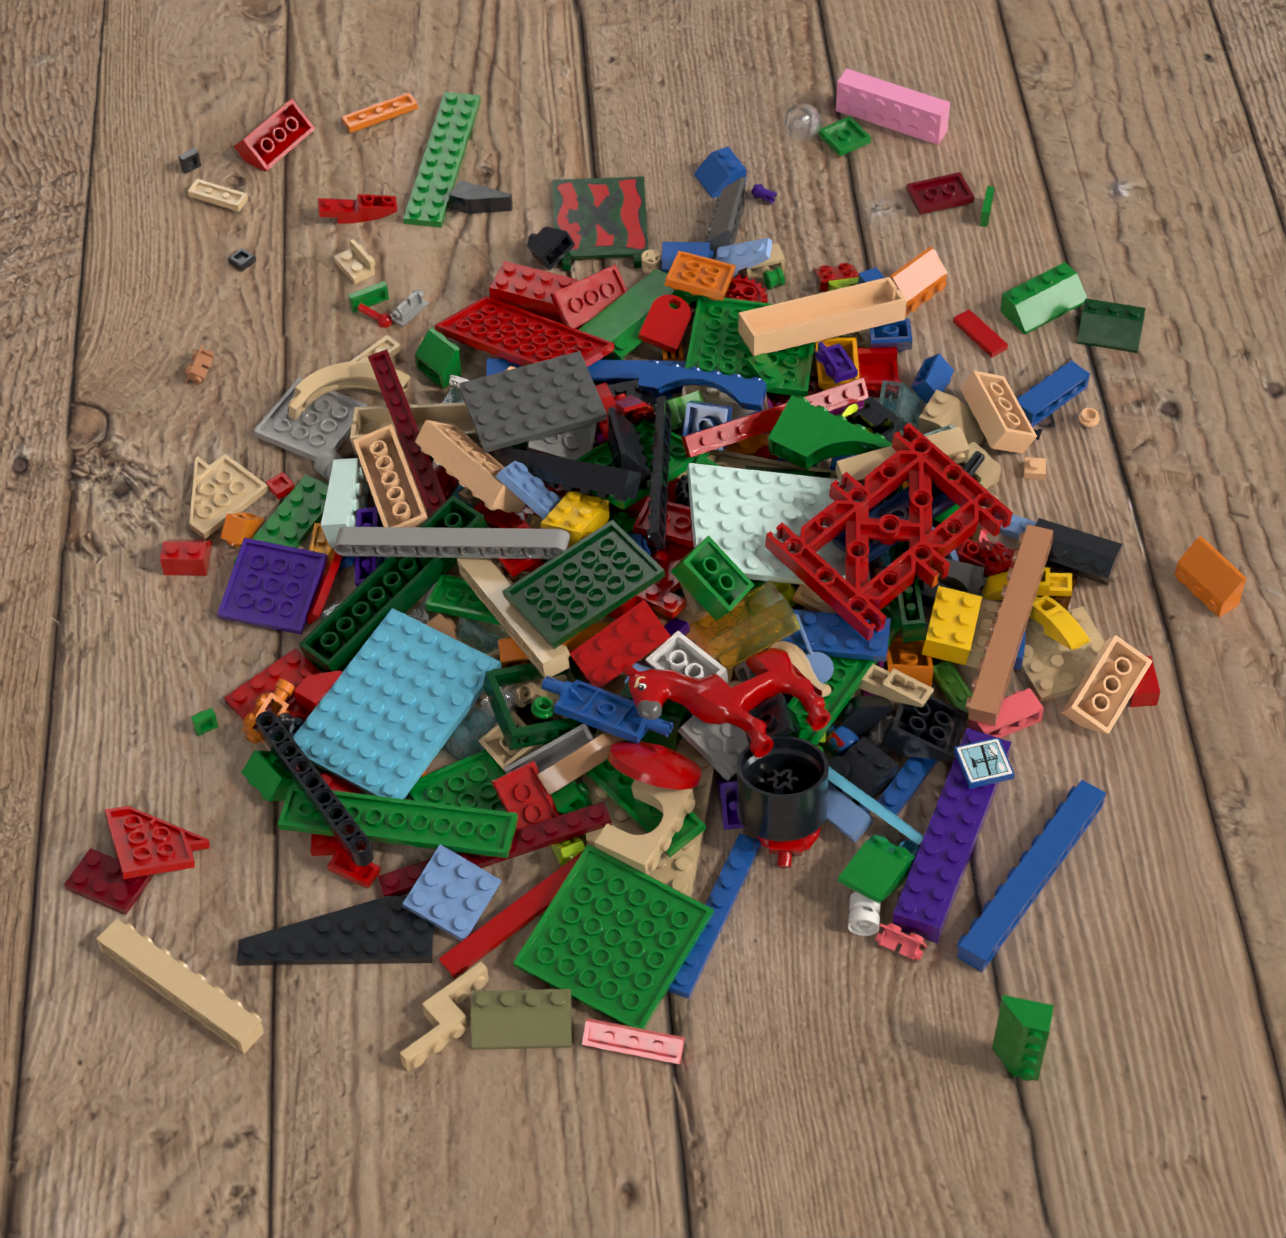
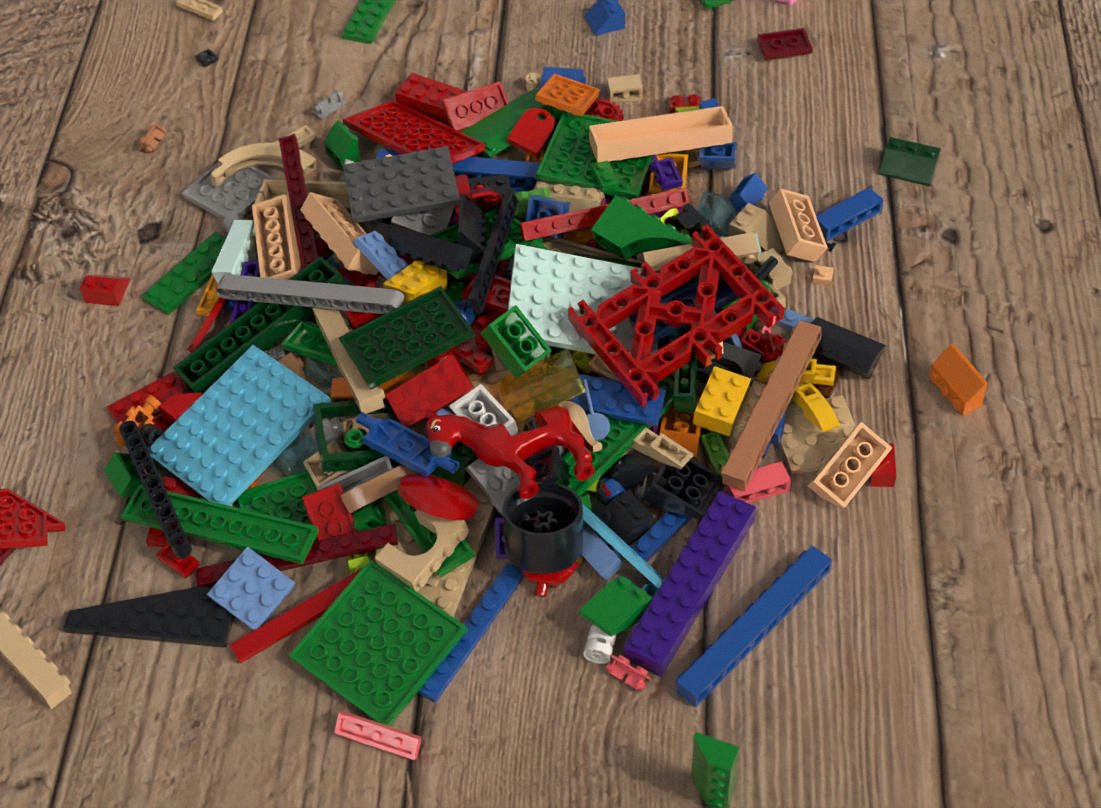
camera: 10 degrees right, 0 degrees up
(204, 721) = (85, 425): green plate -> none
(221, 490) = (144, 241): tan wing -> none
(240, 526) = (152, 269): orange slope -> none
(272, 586) = (166, 318): dark purple plate -> none
(280, 485) = (193, 238): red plate -> none
(355, 262) = (295, 66): tan bracket -> none
(363, 209) = (306, 26): red slope -> none
(369, 296) = (298, 93): green tile -> none
(384, 320) = (308, 113): red bar -> none
(445, 1016) = (223, 695): tan bracket -> none
(478, 199) = (404, 23): black slope -> none
(521, 1019) = (286, 705): olive slope -> none
(550, 245) = (452, 63): black torso -> none
(602, 217) = (499, 46): flag -> none
(660, 378) = (515, 175): blue arch -> none
(677, 625) = (486, 380): dark purple slope -> none
(727, 216) = (602, 53): dark grey slope -> none
(745, 254) = (610, 80): light blue wing -> none
(759, 191) = (633, 32): dark purple pin -> none
(773, 278) = (631, 102): green wheel -> none
(877, 365) = (702, 178): red panel -> none
(920, 279) = (751, 112): slope -> none
(980, 333) = (797, 160): red tile -> none
(984, 763) = (727, 522): tile -> none
(987, 205) = (821, 57): green tile -> none
(1043, 298) = (855, 134): slope -> none
(1089, 417) = (877, 236): light nougat plate -> none

